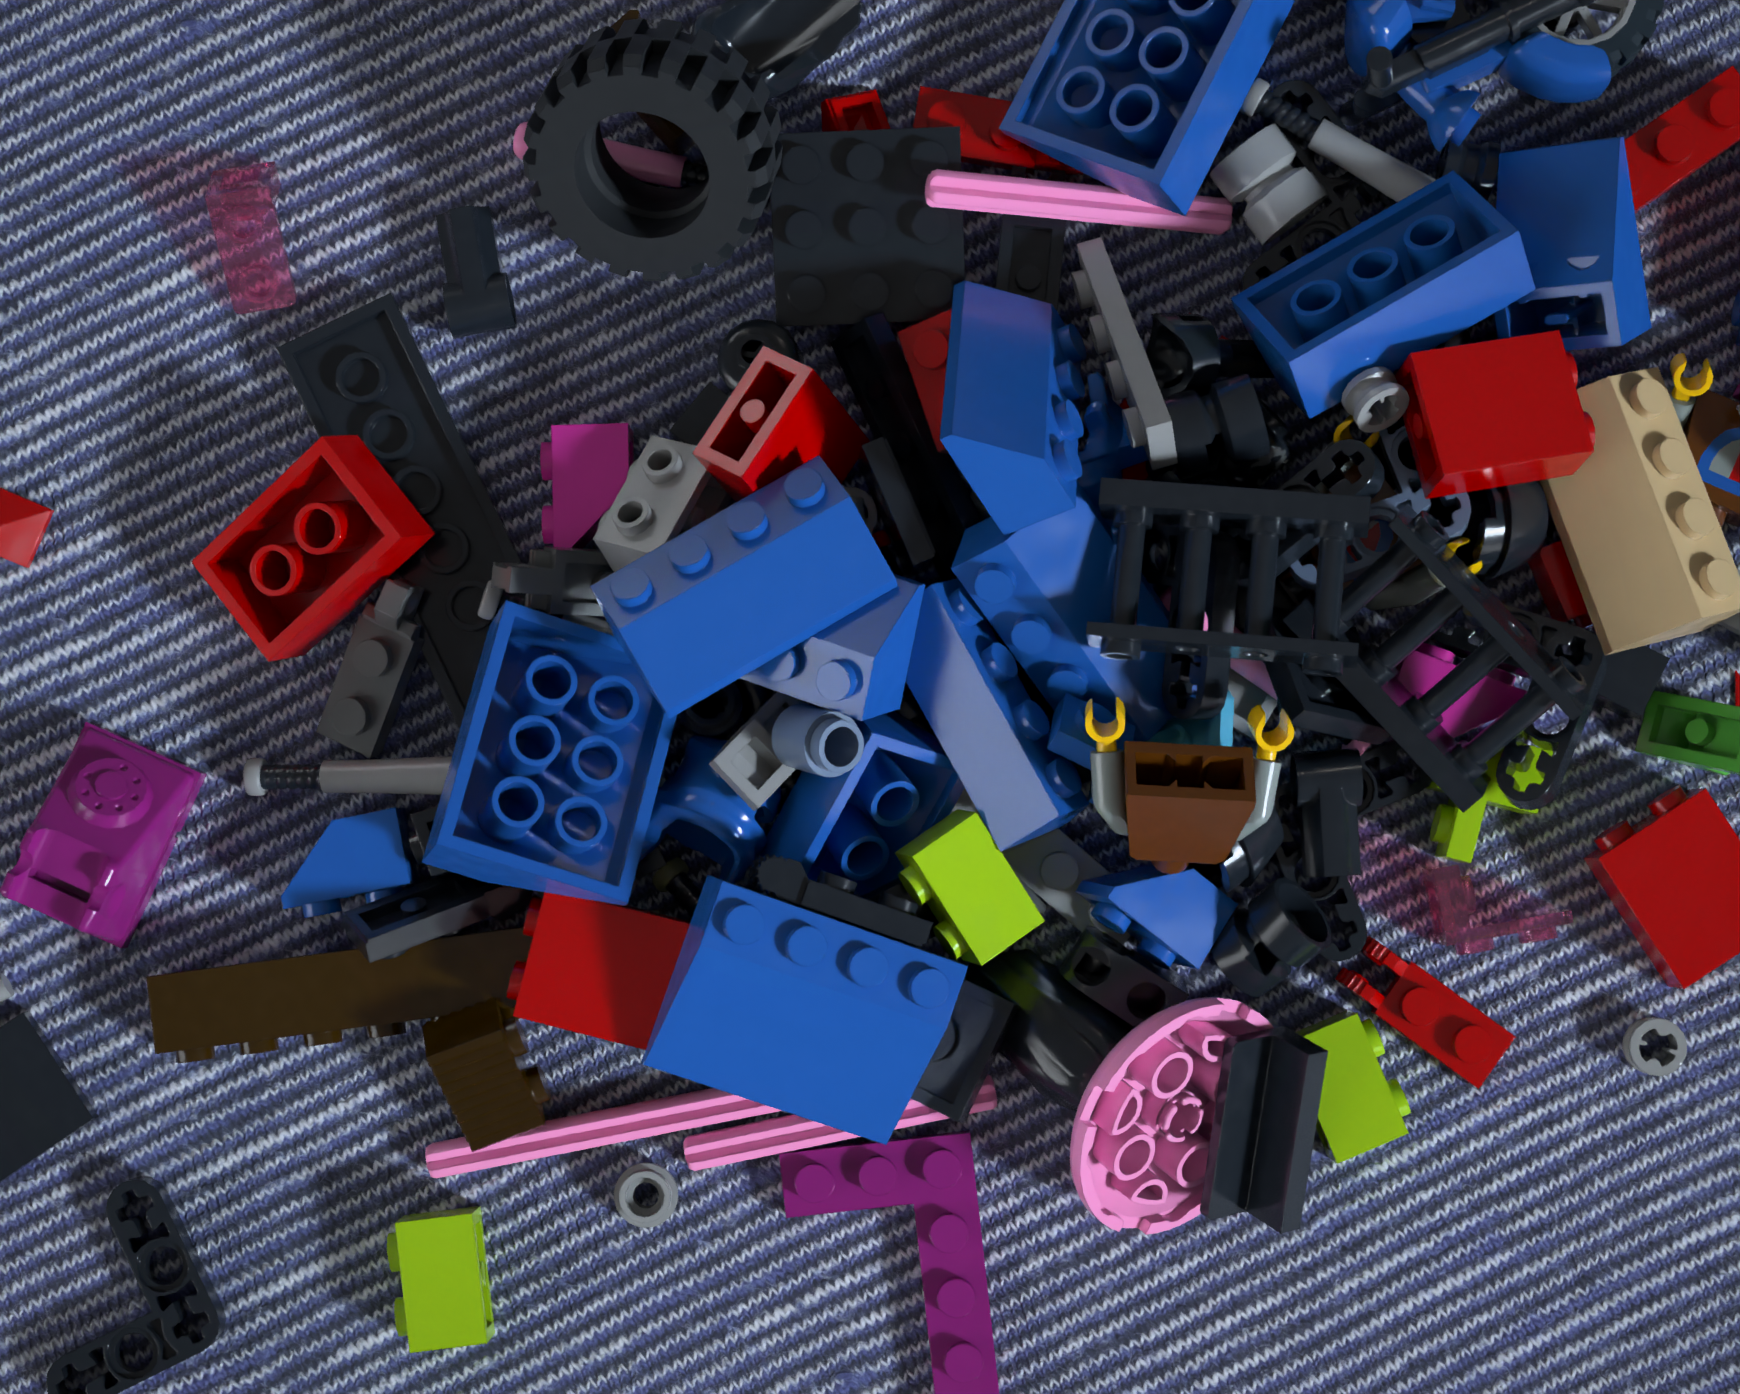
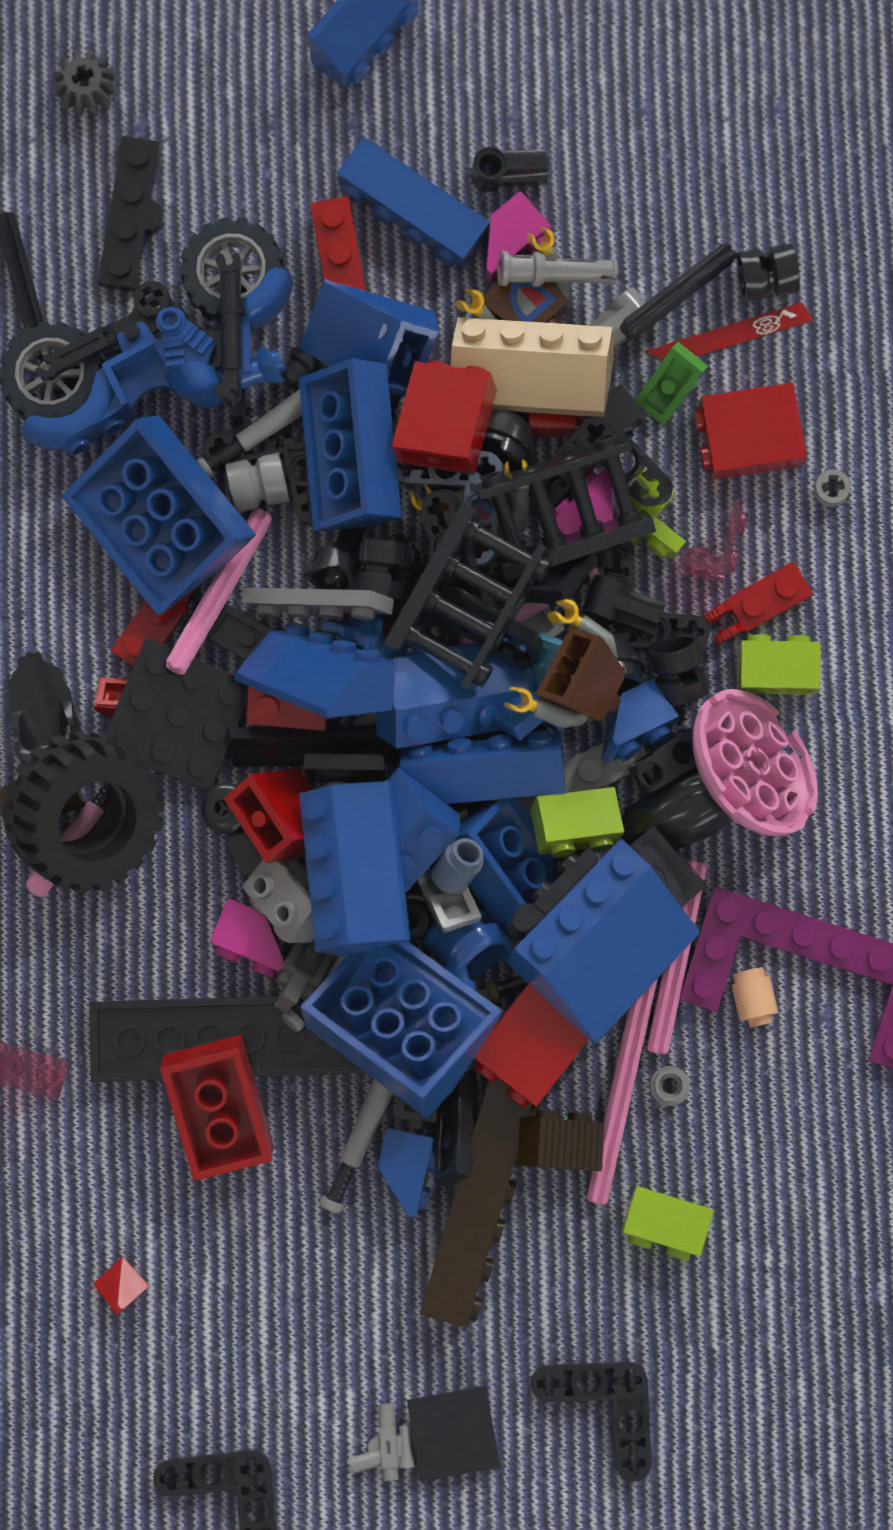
camera: 70 degrees left, 5 degrees down
(103, 835) = (325, 1307): magenta piece -> none
(375, 670) = (302, 1107): dark grey hinge -> none
(476, 290) = (109, 952): black piece -> none
(830, 1264) = (754, 997): none -> light nougat brick
(1264, 1127) = (783, 719): black panel -> none
(1375, 399) = (407, 476): light grey bush -> none

